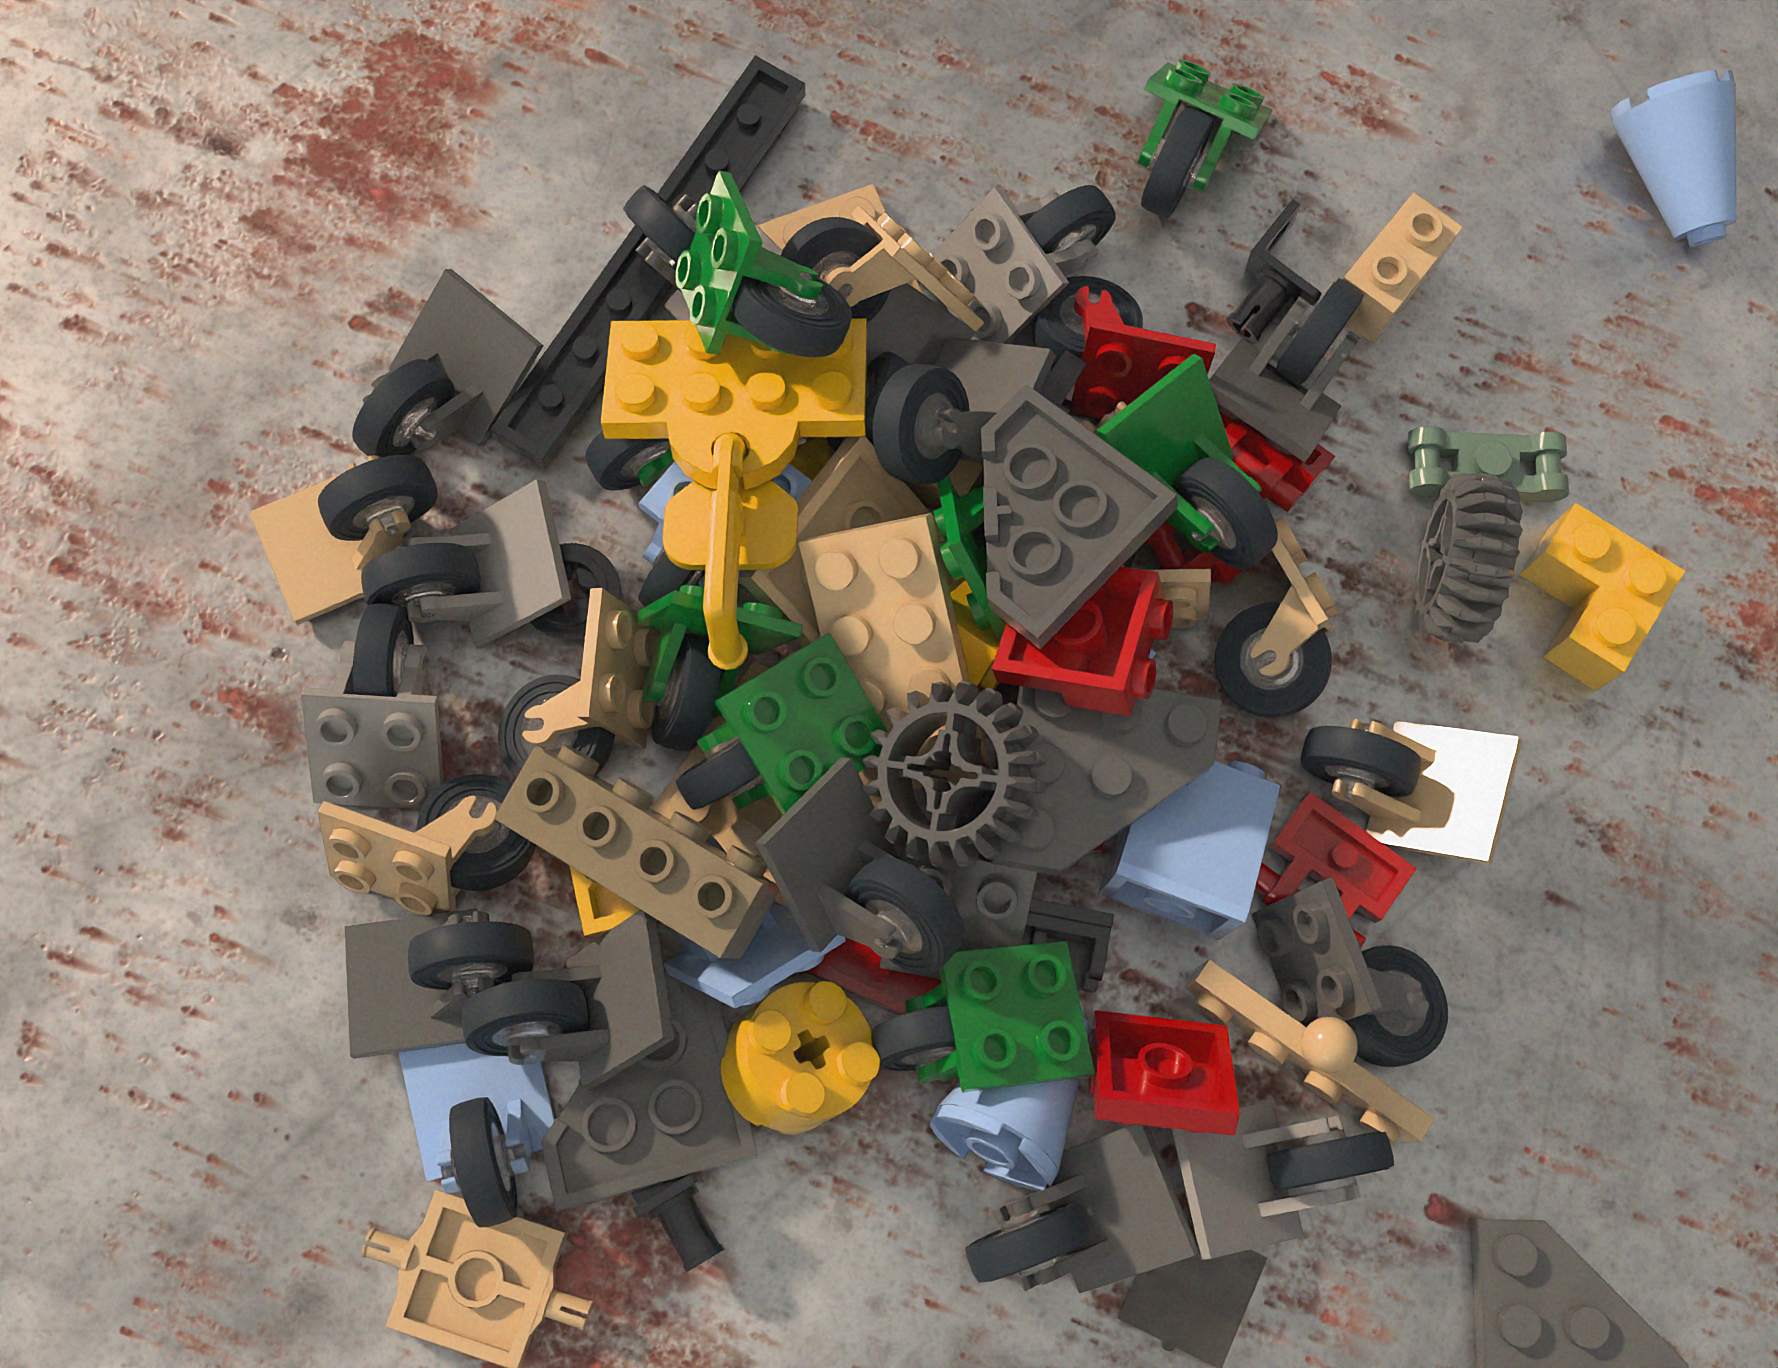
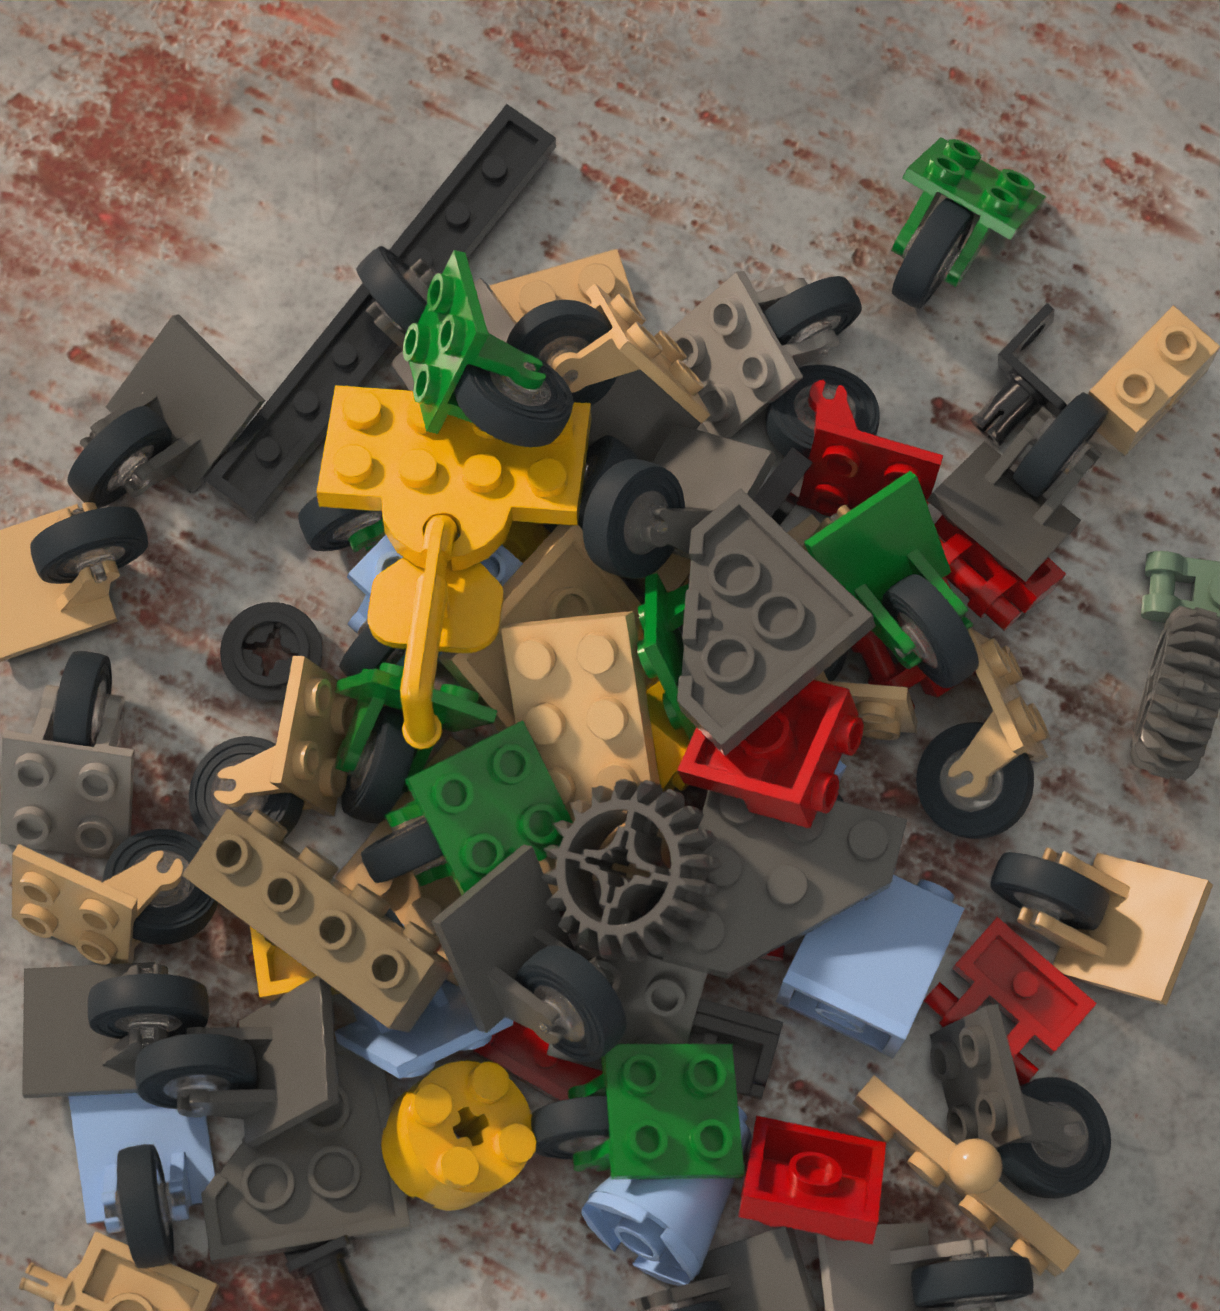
camera: 10 degrees right, 0 degrees up
(490, 571) = (196, 624): light grey plate -> none

